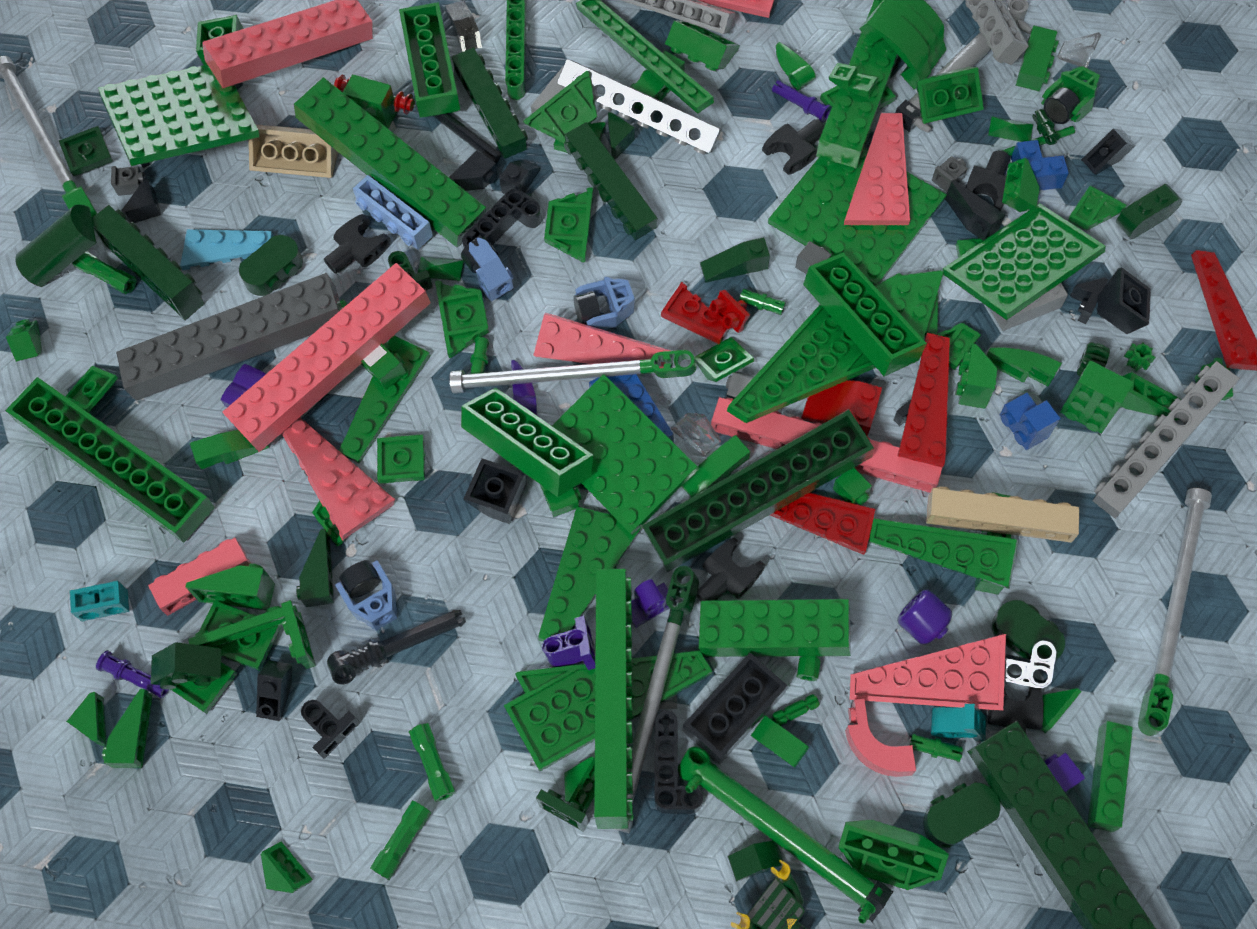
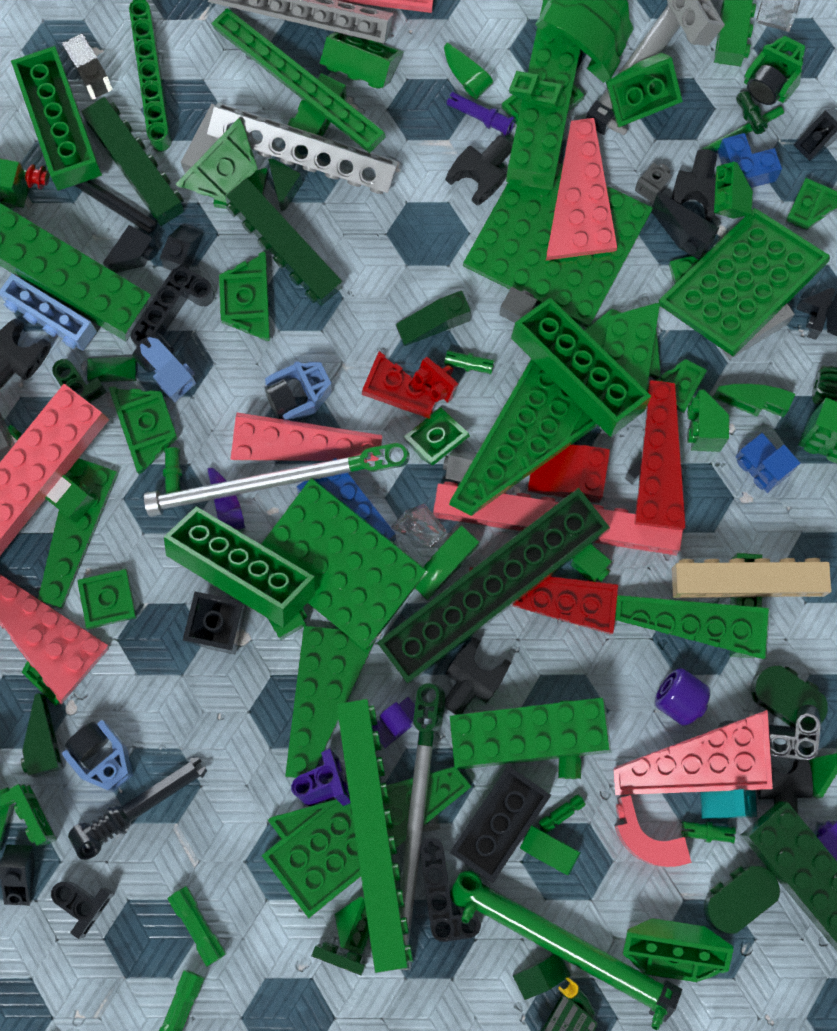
camera: 10 degrees left, 10 degrees up
(1010, 129) = (713, 118): green slope -> none

